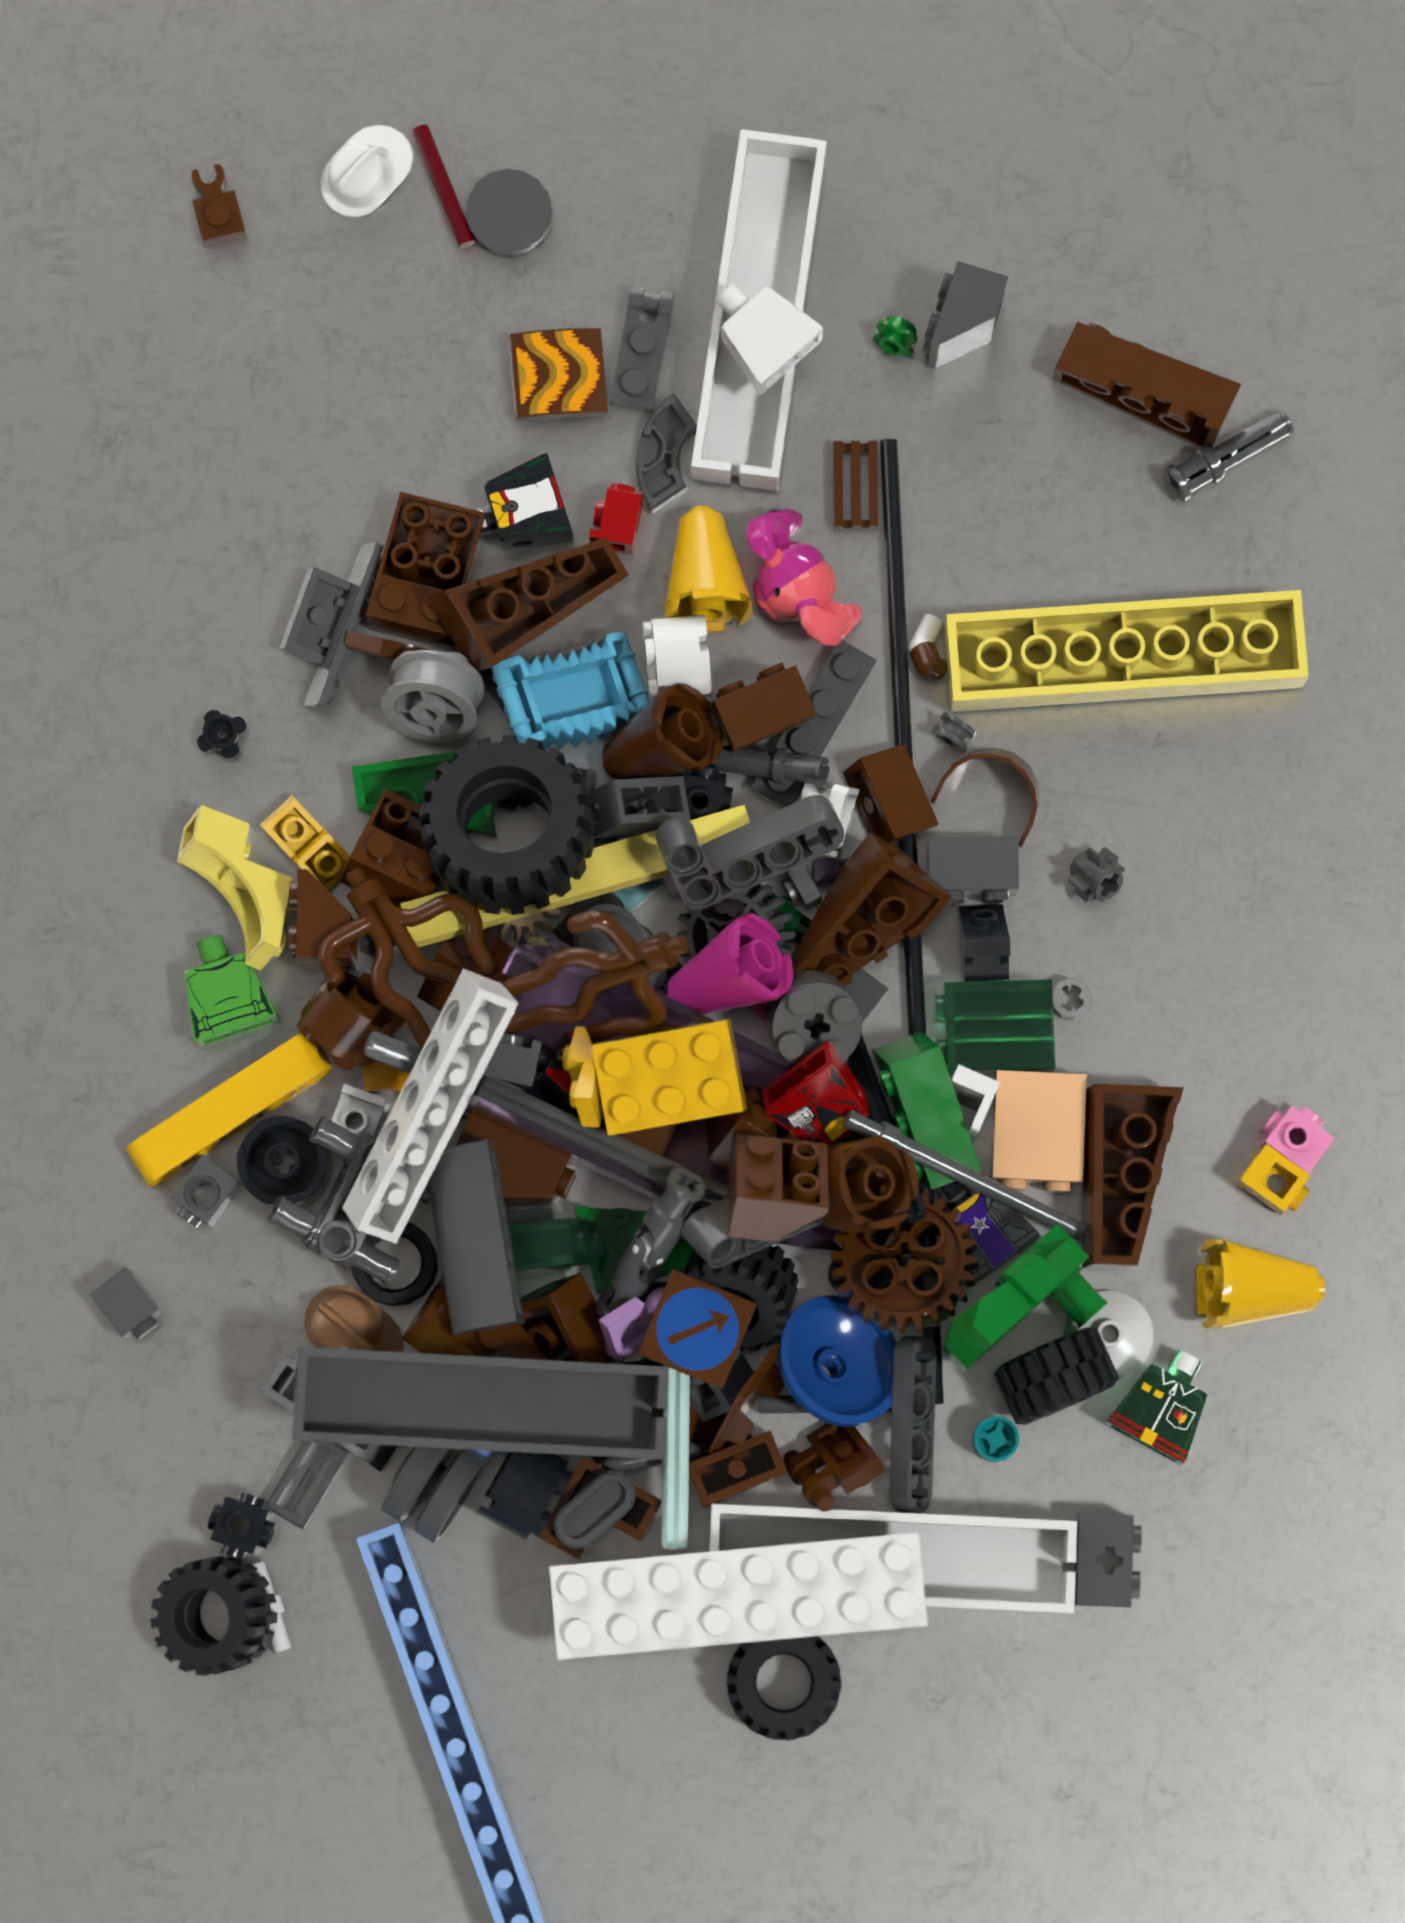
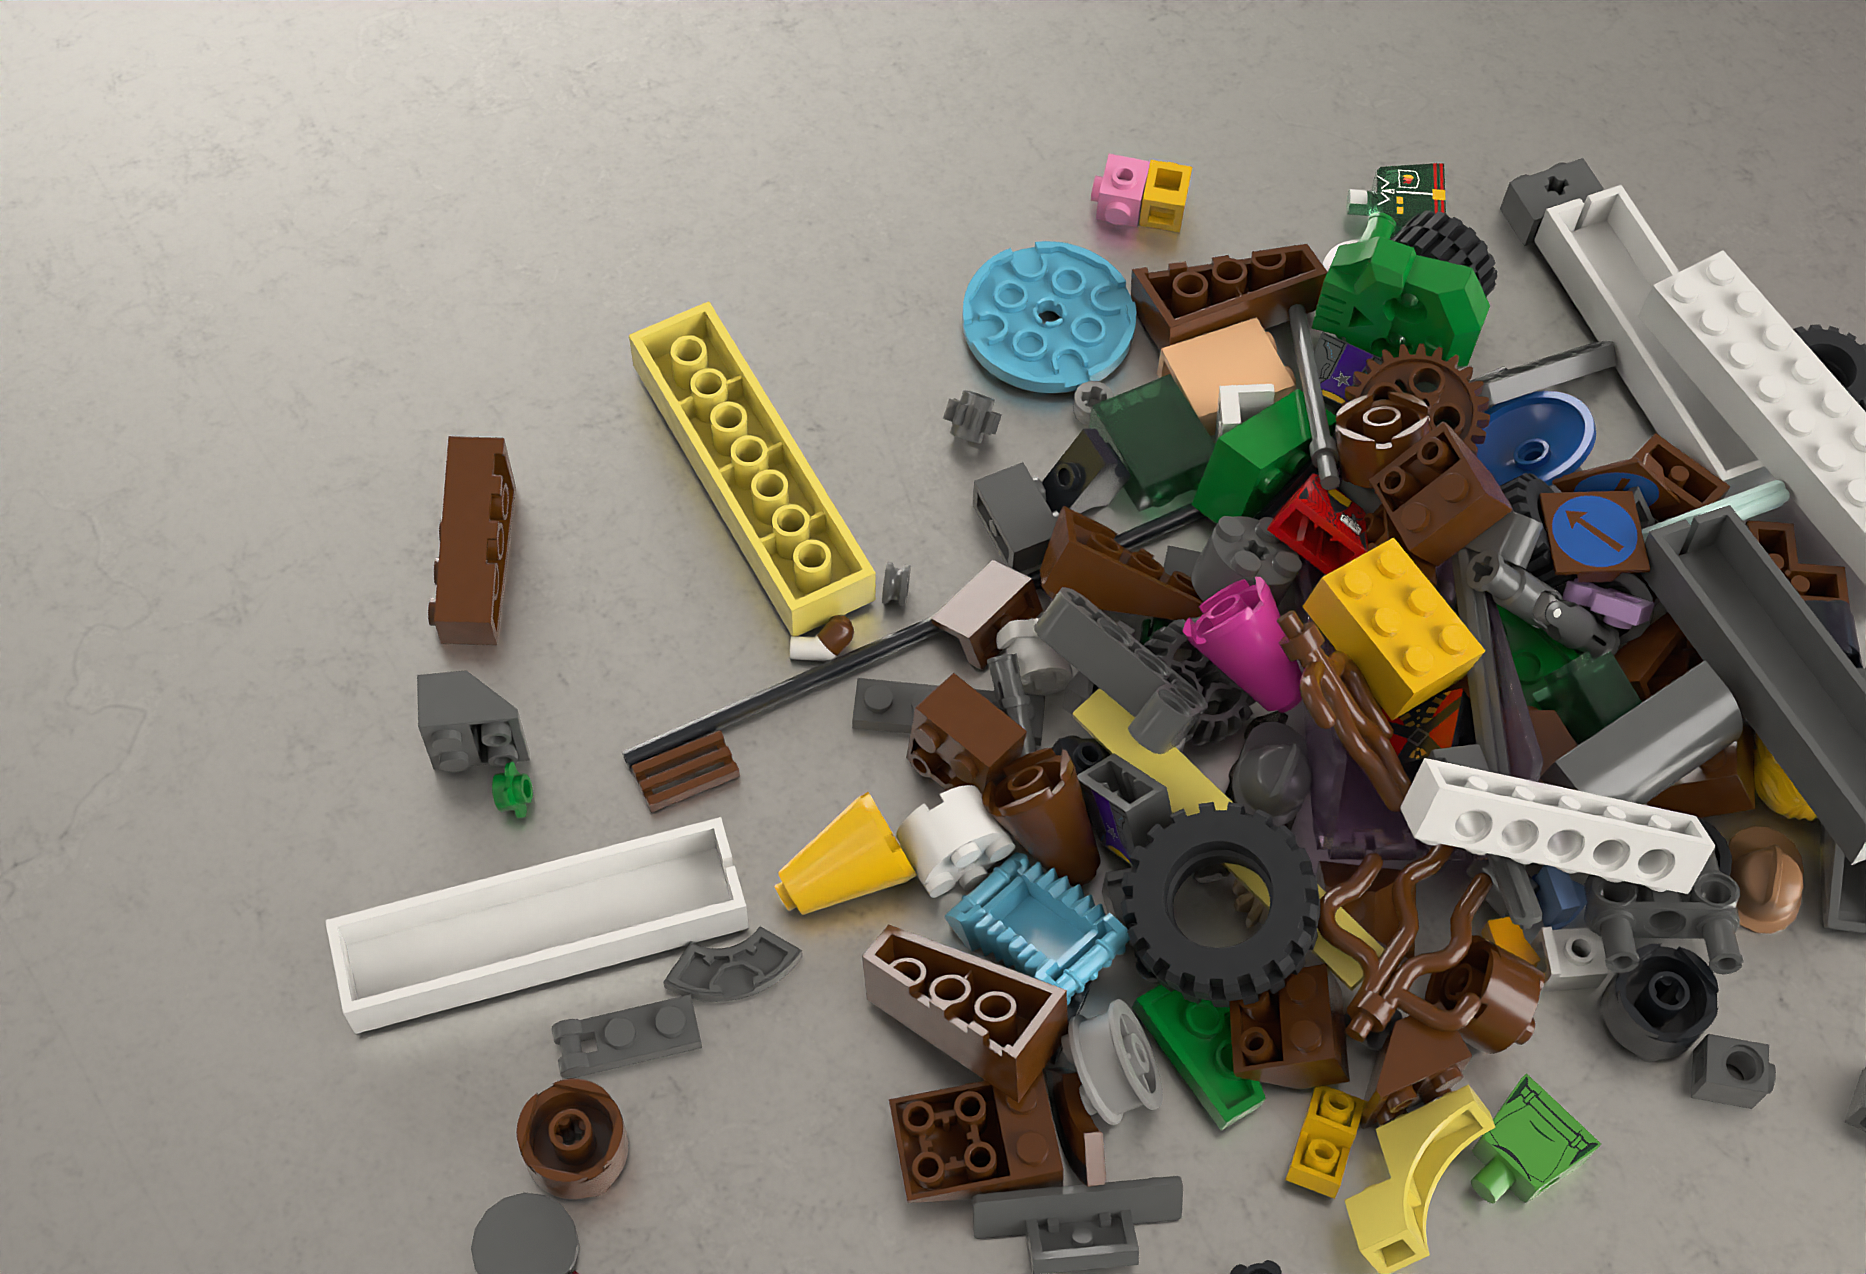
camera: 120 degrees left, 20 degrees down
(228, 1109) = (1641, 1091): yellow beam -> none
(526, 507) = (855, 1072): torso -> none
(557, 374) = (693, 1109): slope -> none
(565, 246) = (556, 1116): none -> reddish brown brick
(584, 1089) = (1425, 712): yellow slope -> none
(595, 1510) = (1805, 567): dark grey tile -> none
(618, 518) = (828, 974): red brick -> none
(766, 334) = (575, 879): white torso -> none
(803, 580) = (807, 771): hair -> none
(847, 1460) = (1609, 397): reddish brown plate -> none
(998, 1433) = (1509, 312): teal wheel -> none
(1012, 759) = (905, 546): reddish brown piece -> none
(1193, 956) = (1061, 354): none -> medium azure plate
(1208, 466) = (529, 471): dark grey pin -> none
(1252, 1285) = (1269, 177): yellow cone -> none

